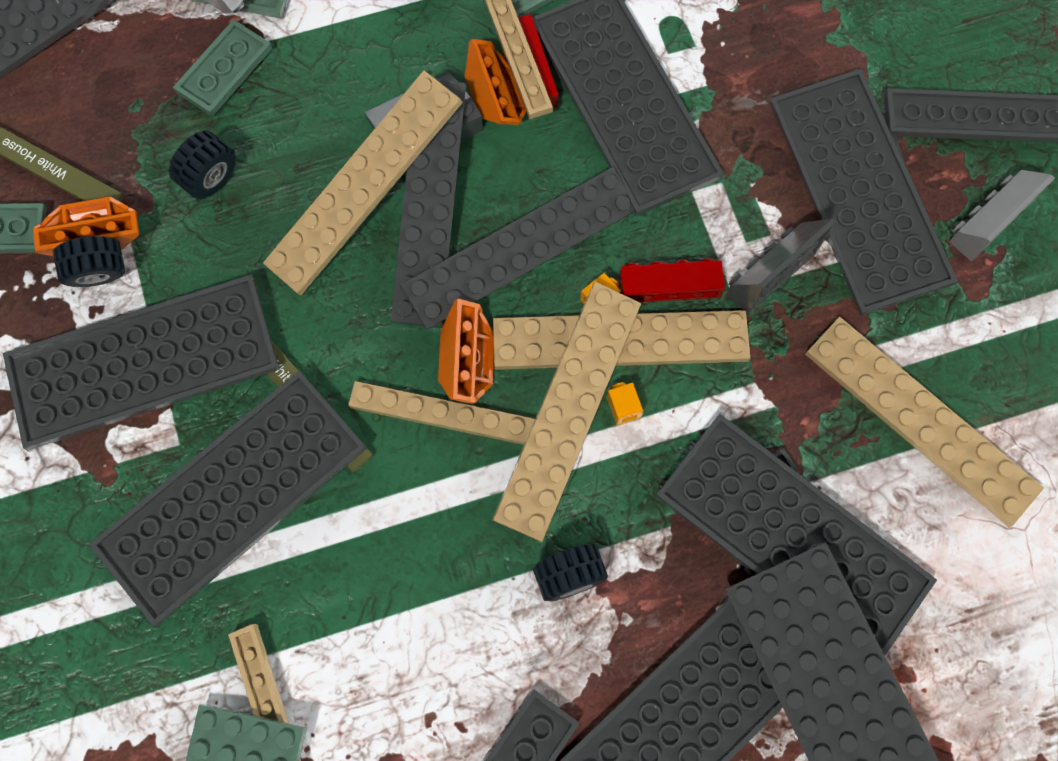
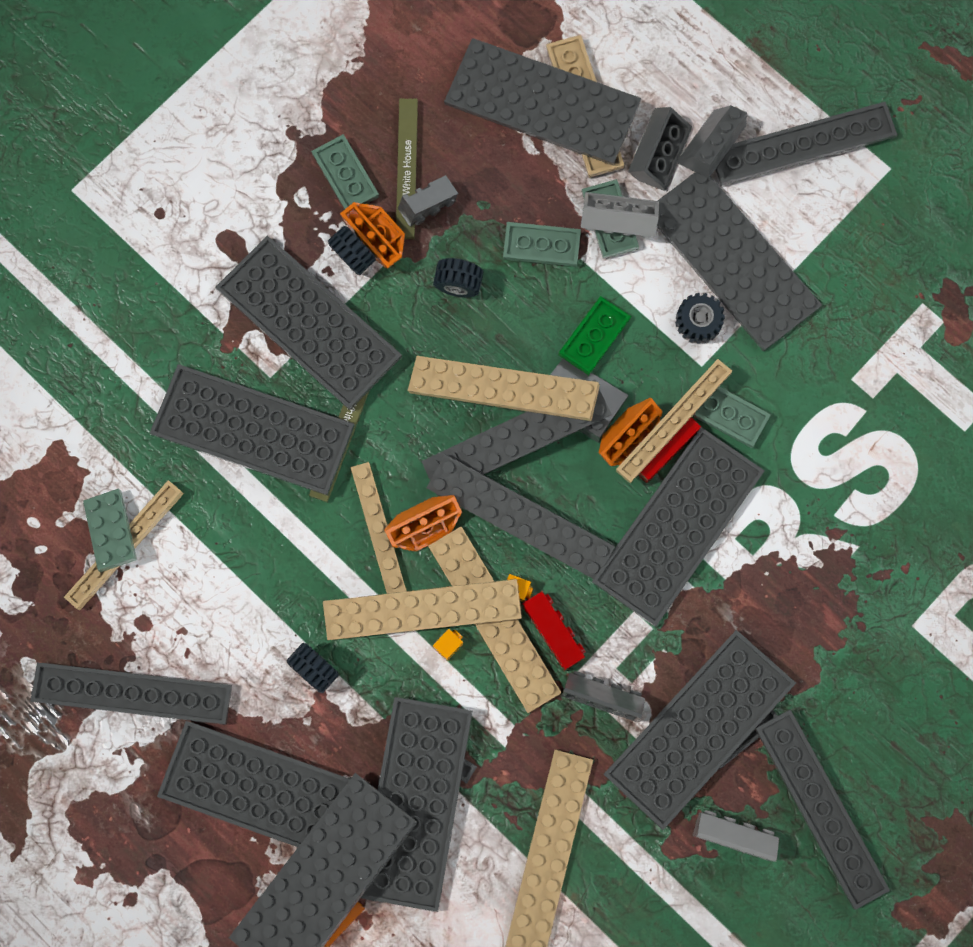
camera: 65 degrees right, 5 degrees up
(89, 154) = (427, 201): none -> dark grey wedge
(361, 69) = (594, 335): none -> green tile

